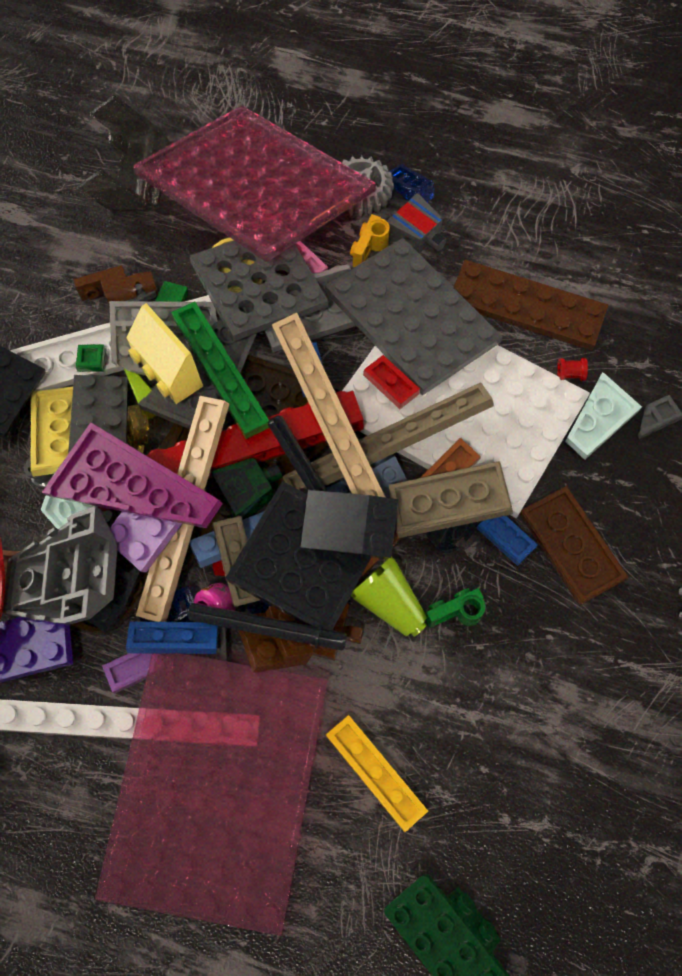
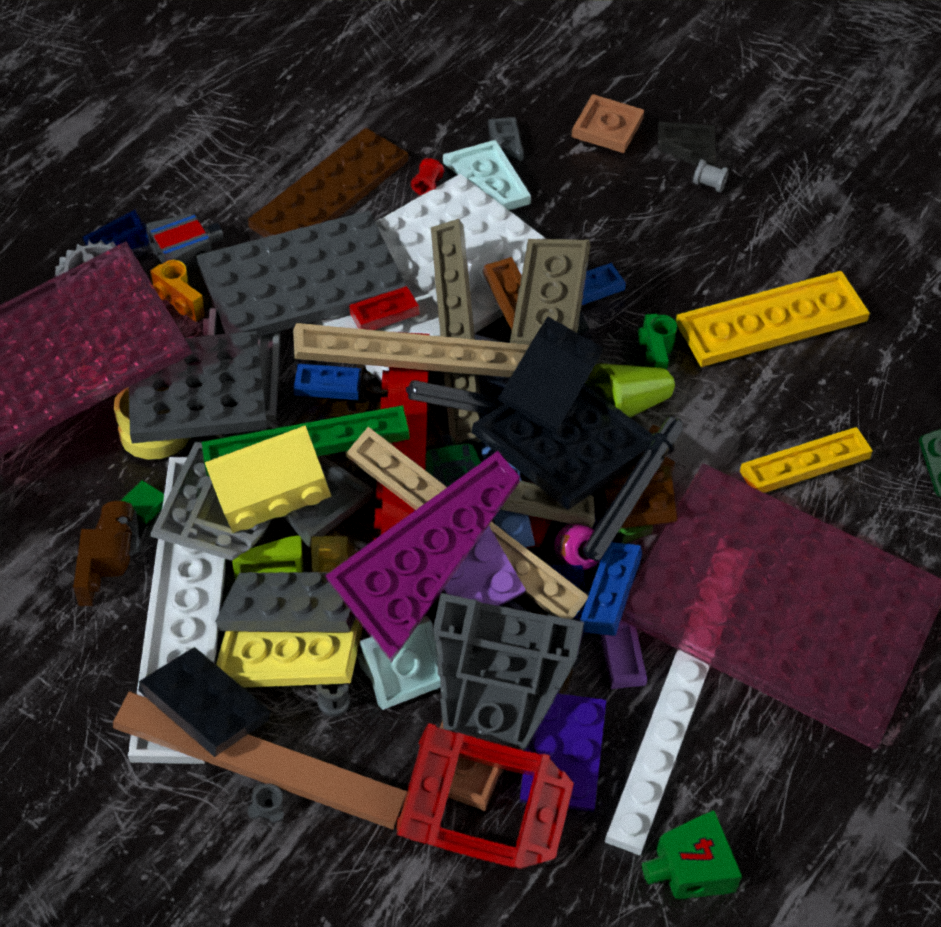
camera: 75 degrees left, 15 degrees down
(90, 358) = (199, 597): green tile -> none
(537, 706) = (771, 318): none -> yellow plate
(573, 545) = (626, 239): reddish brown tile -> none

